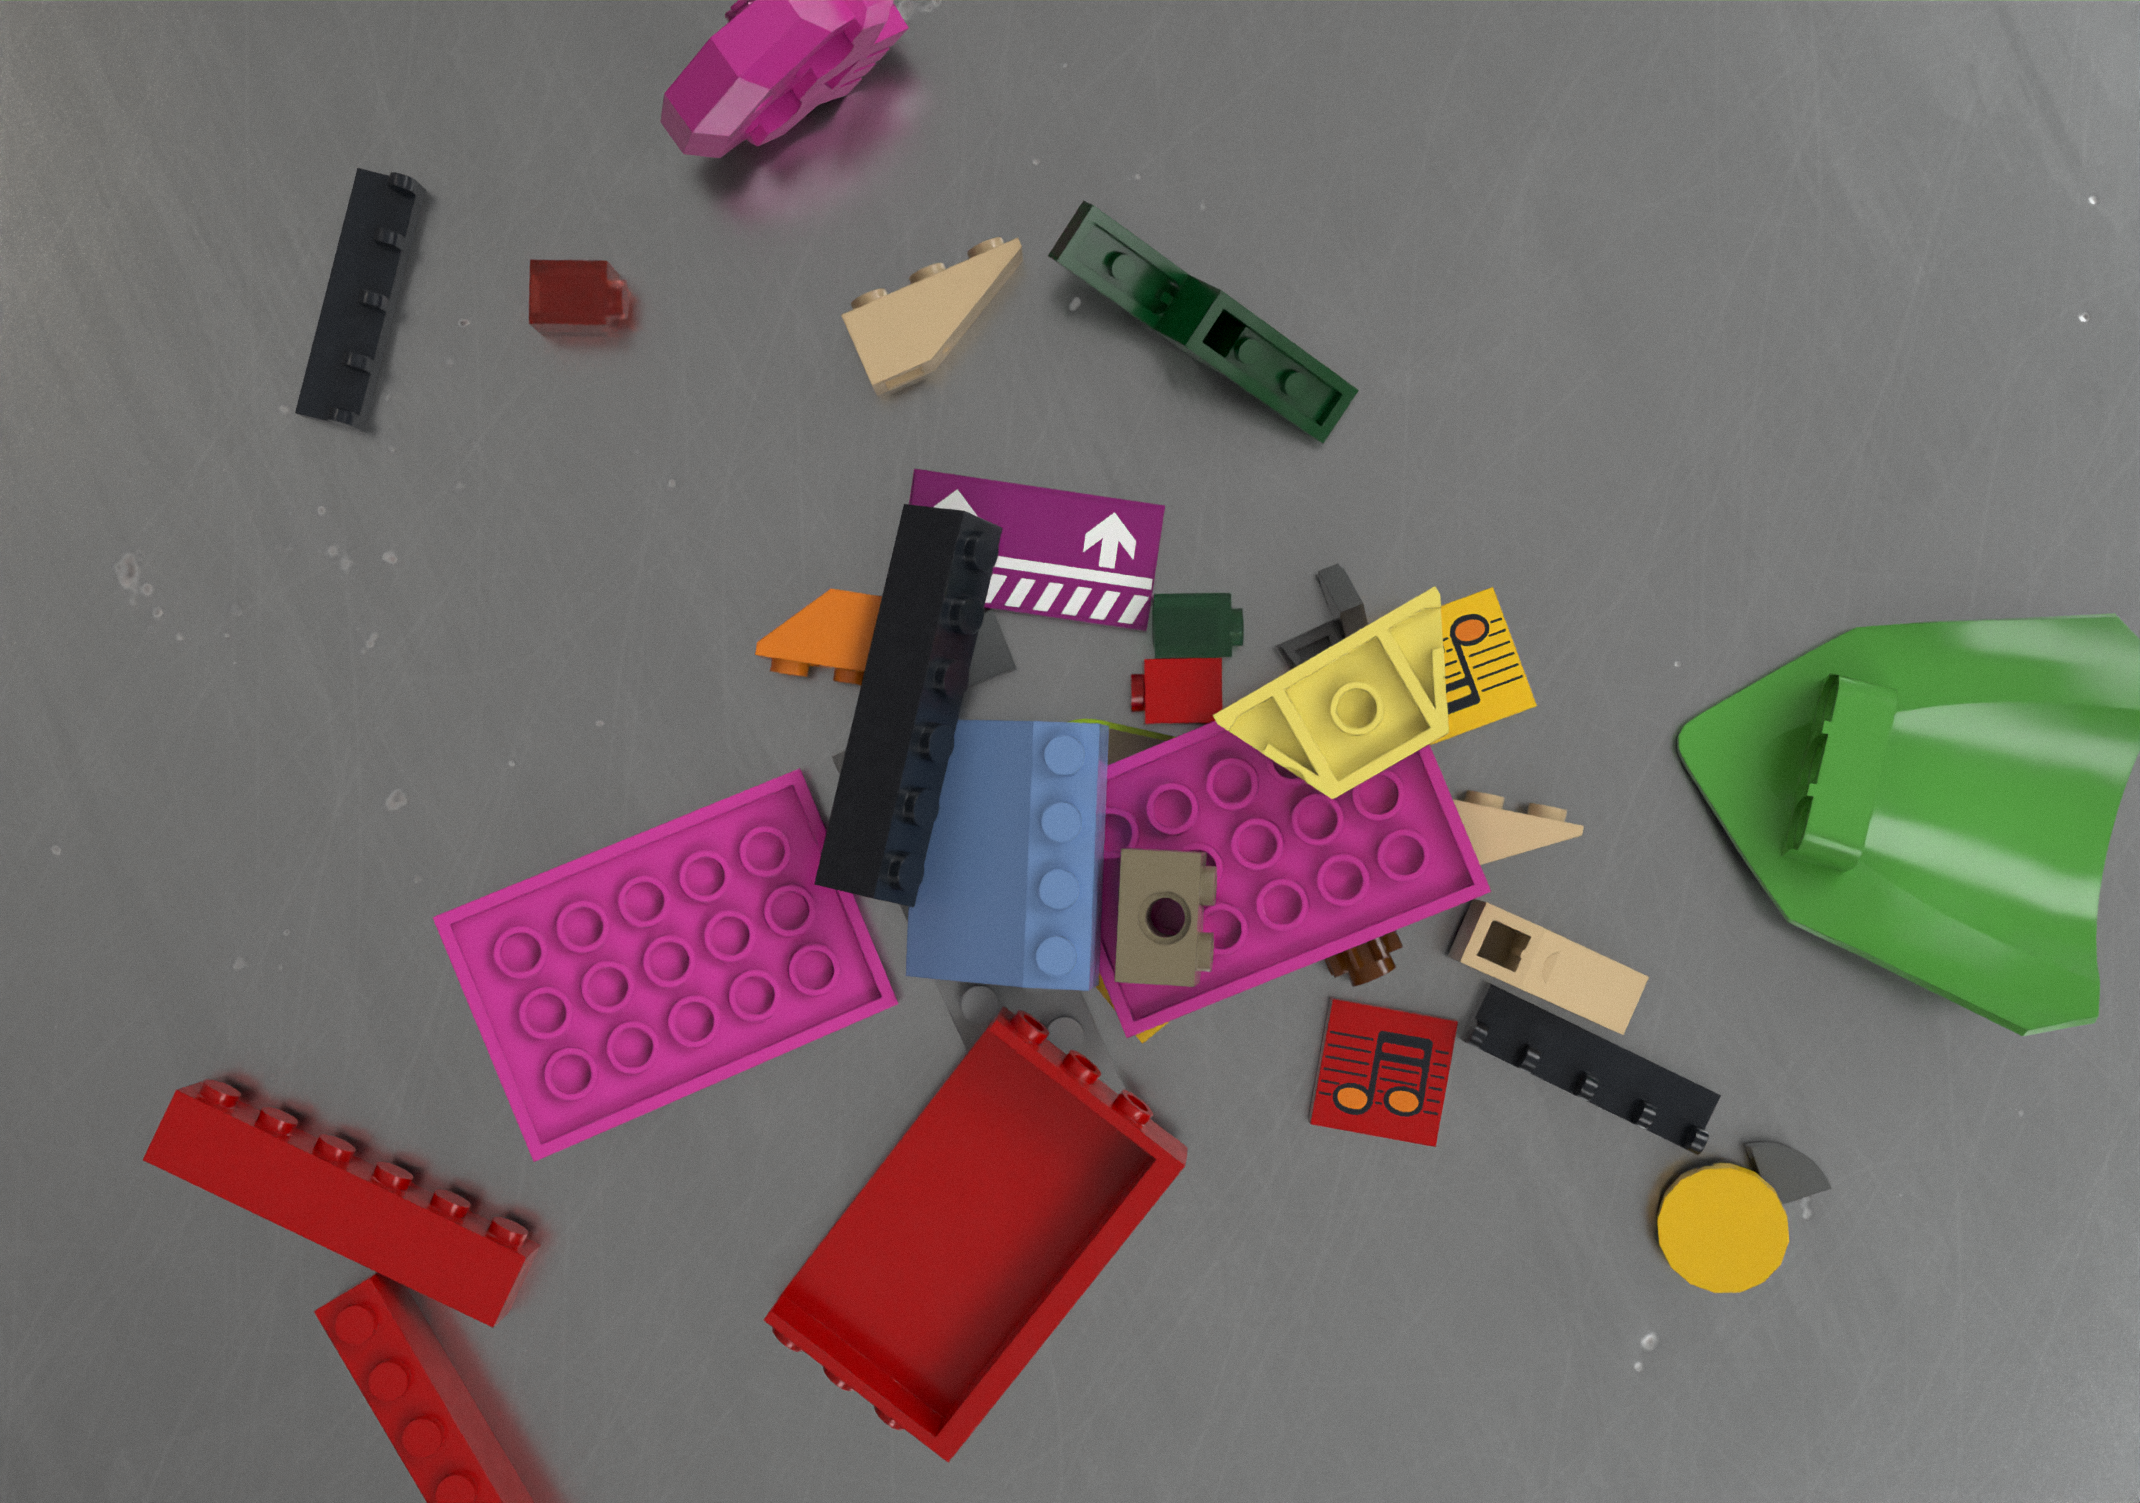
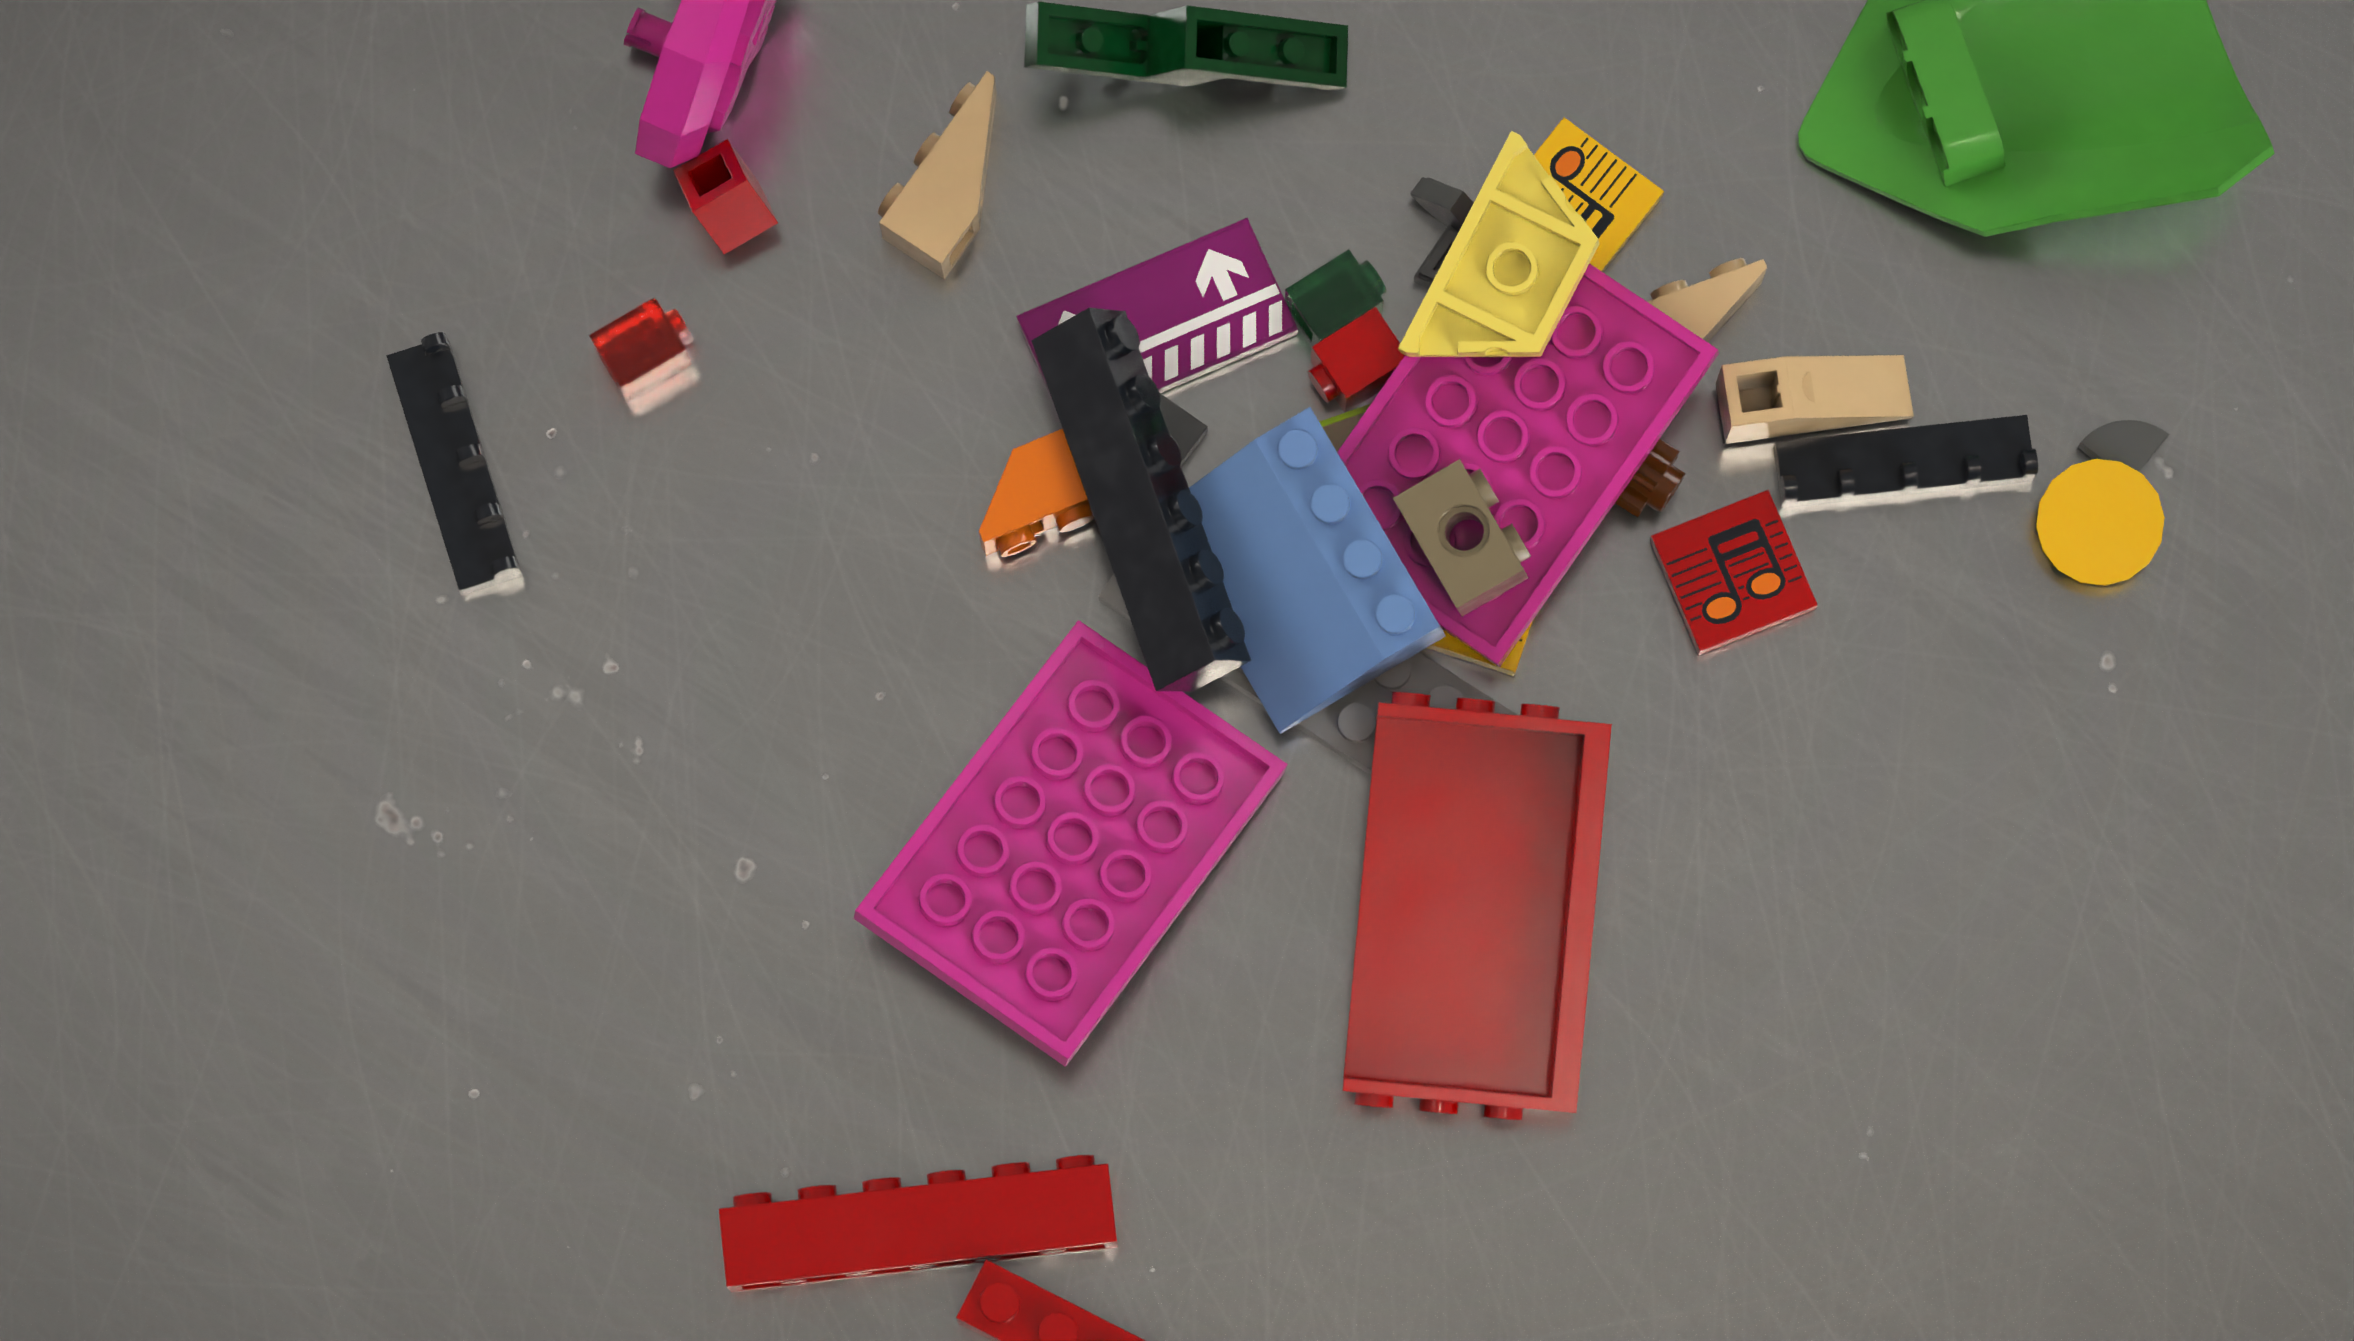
camera: 30 degrees left, 10 degrees down
(724, 208) = (725, 196): none -> red brick

